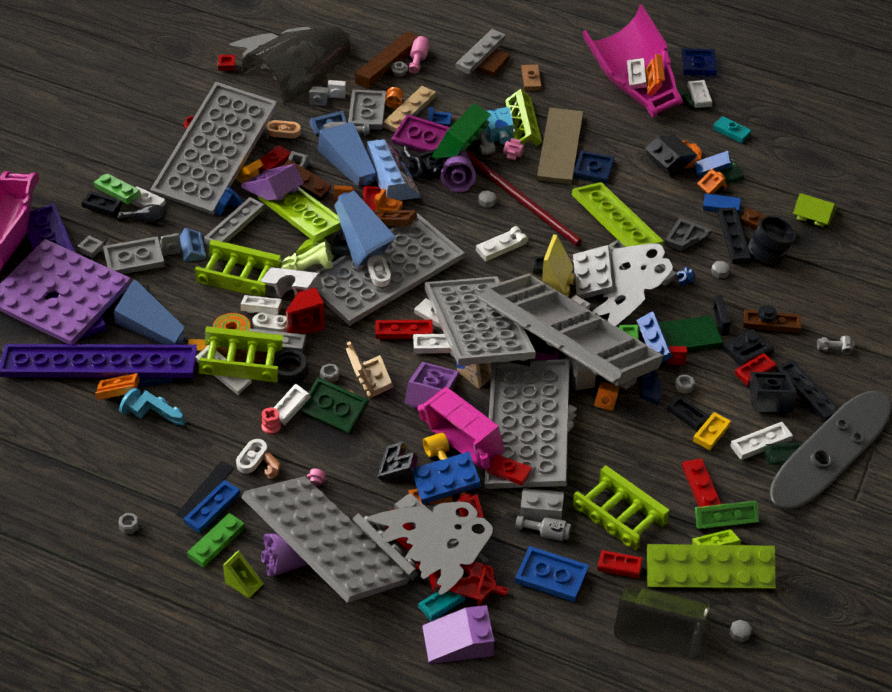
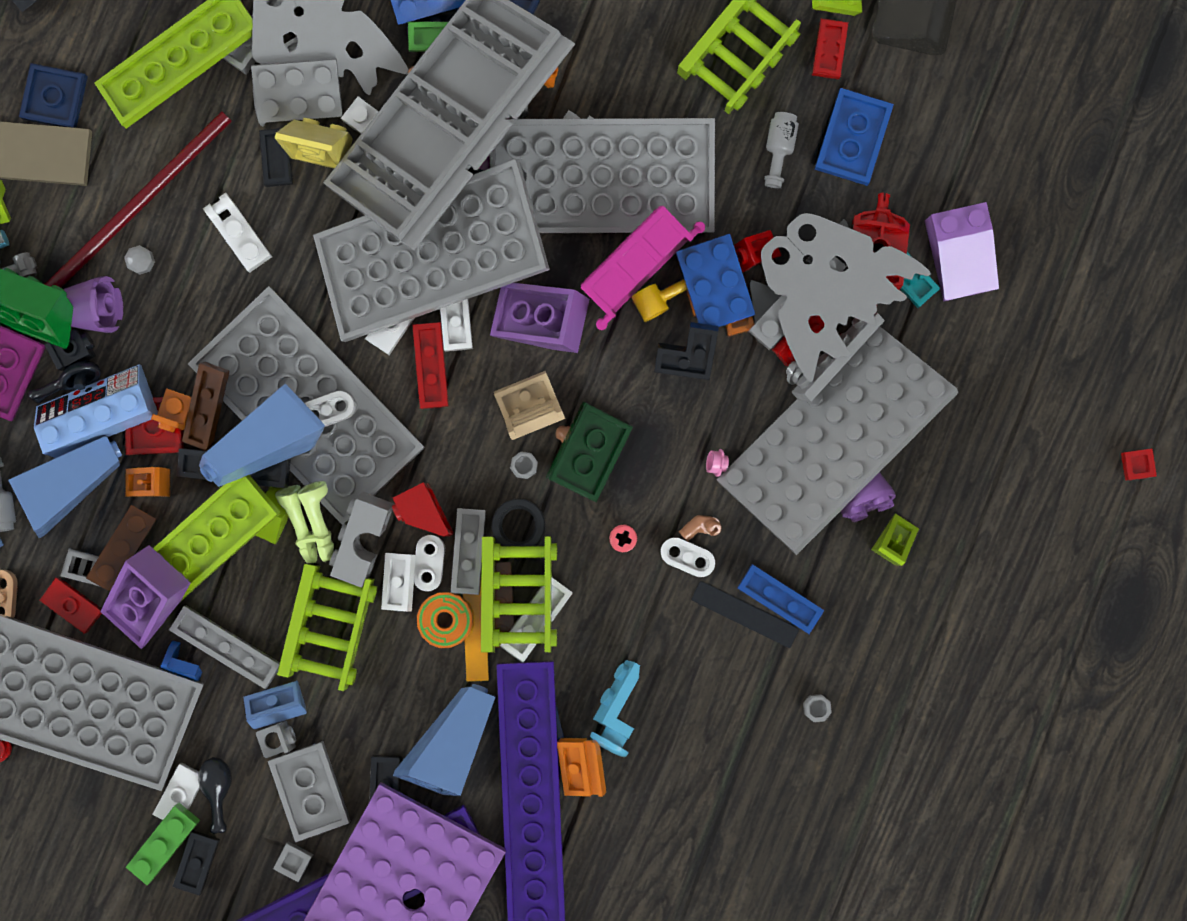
camera: 90 degrees left, 40 degrees up
(216, 540) = (831, 586): bright green plate -> none
(249, 171) = (111, 636): light orange slope -> none
(291, 403) = (592, 514): white plate -> none
(509, 469) = (697, 196): red plate -> none
(513, 149) = (28, 222): bright pink gear -> none
(539, 503) = (741, 152): light grey slope -> none

